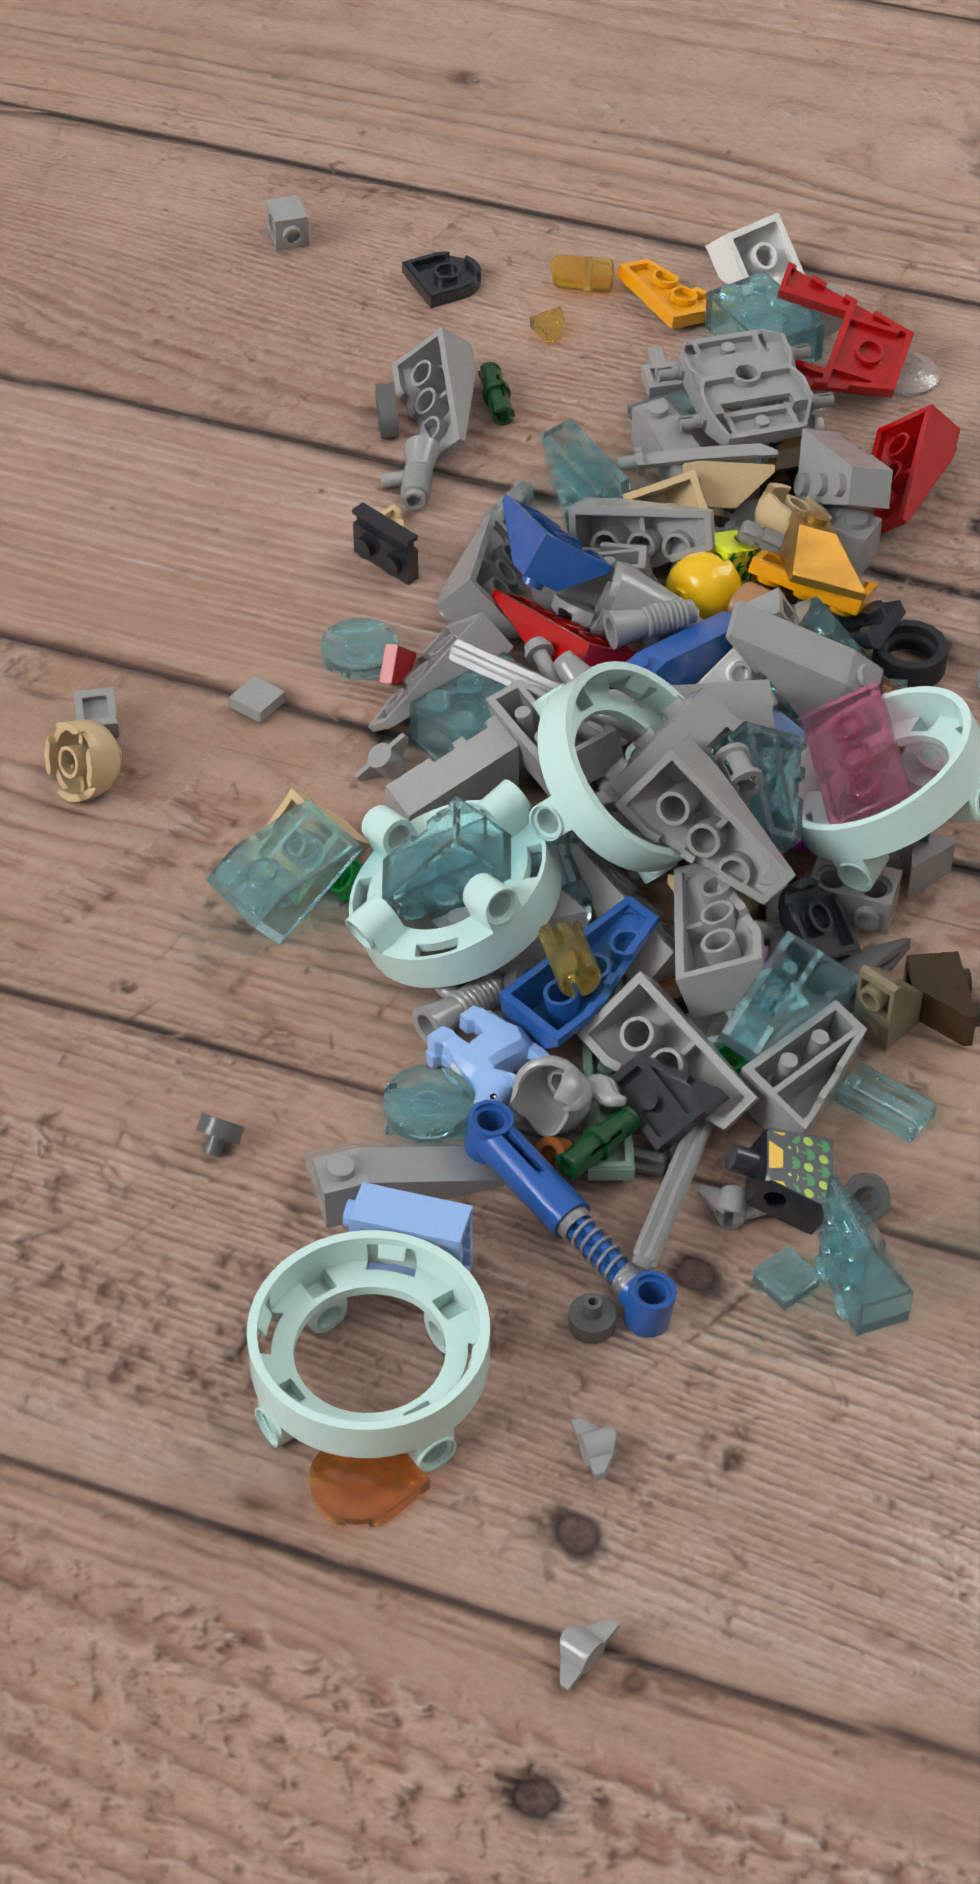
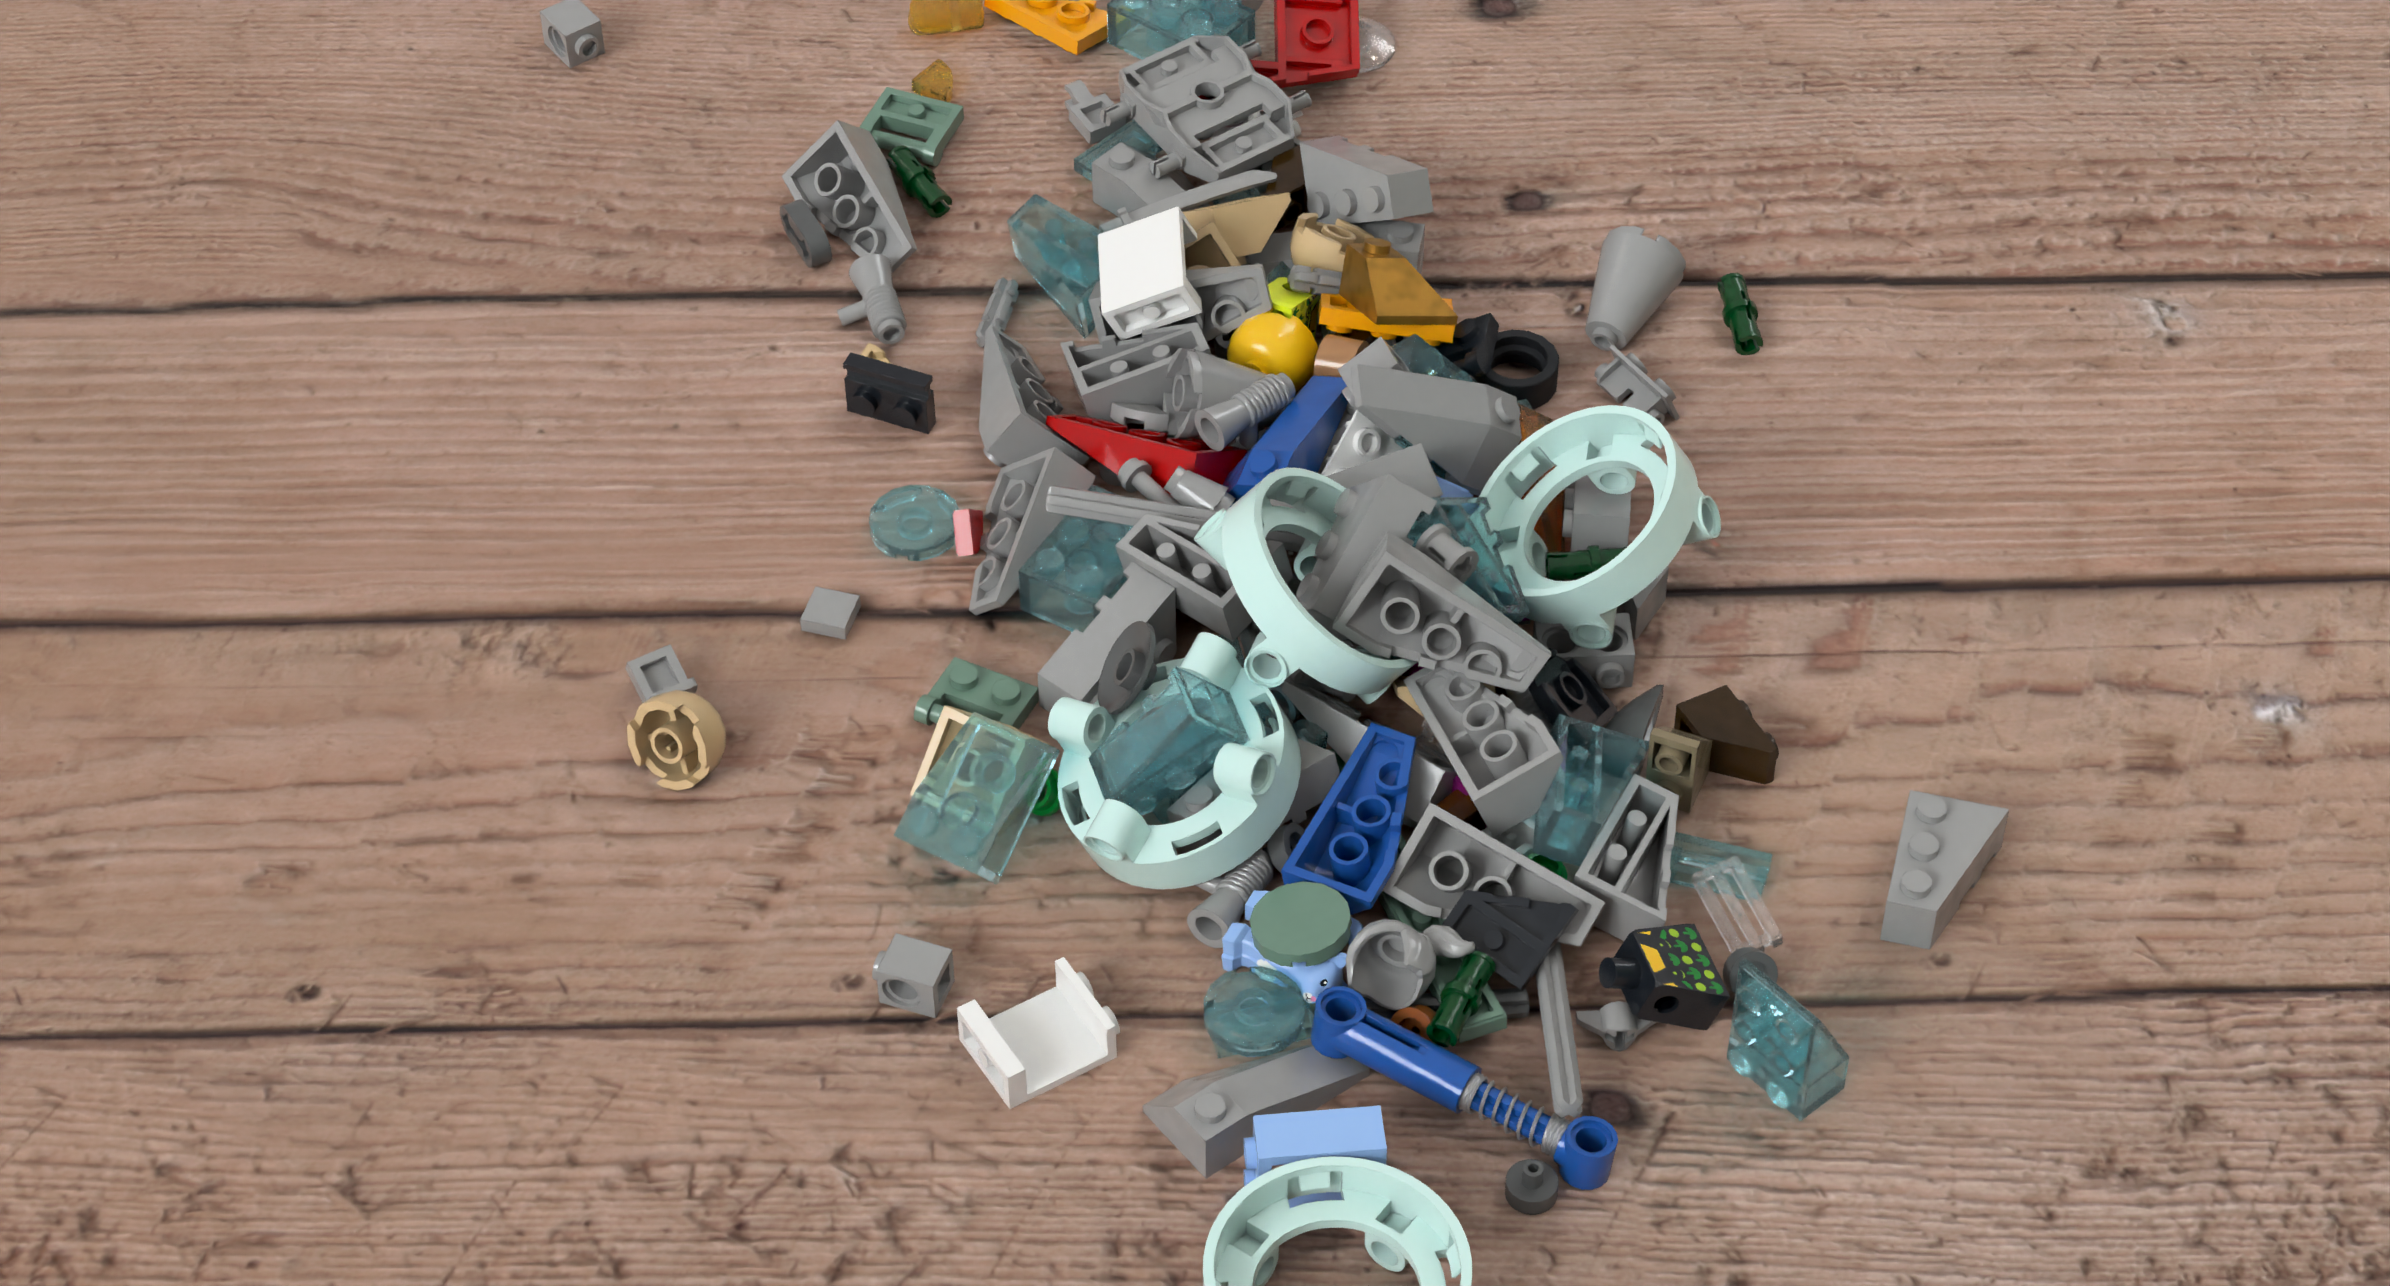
camera: 20 degrees left, 0 degrees up
(171, 995) = (914, 975): none -> light grey brick
(218, 1133) = (1045, 1110): dark grey tile -> none
(248, 1076) = (1041, 1039): none -> white panel
(338, 790) = (978, 691): none -> sand green plate
(385, 760) = (1012, 642): light grey piece -> none
(443, 277) = (784, 55): black tile -> none
(446, 789) = (1128, 667): none -> dark grey dish
(492, 1041) = (1300, 924): none -> sand green tile
(517, 343) = (916, 117): none -> sand green plate
(546, 552) = (1091, 357): blue wedge -> none
(570, 957) = (1348, 808): clear yellow arm -> none
(615, 496) = (1146, 274): none -> white panel
(786, 1278) = (1706, 1083): clear light blue tile -> none
(856, 755) = (1548, 505): clear pink tile -> none
(877, 1103) = (1716, 872): none -> clear tile
(918, 453) = (1422, 129): red wedge -> none

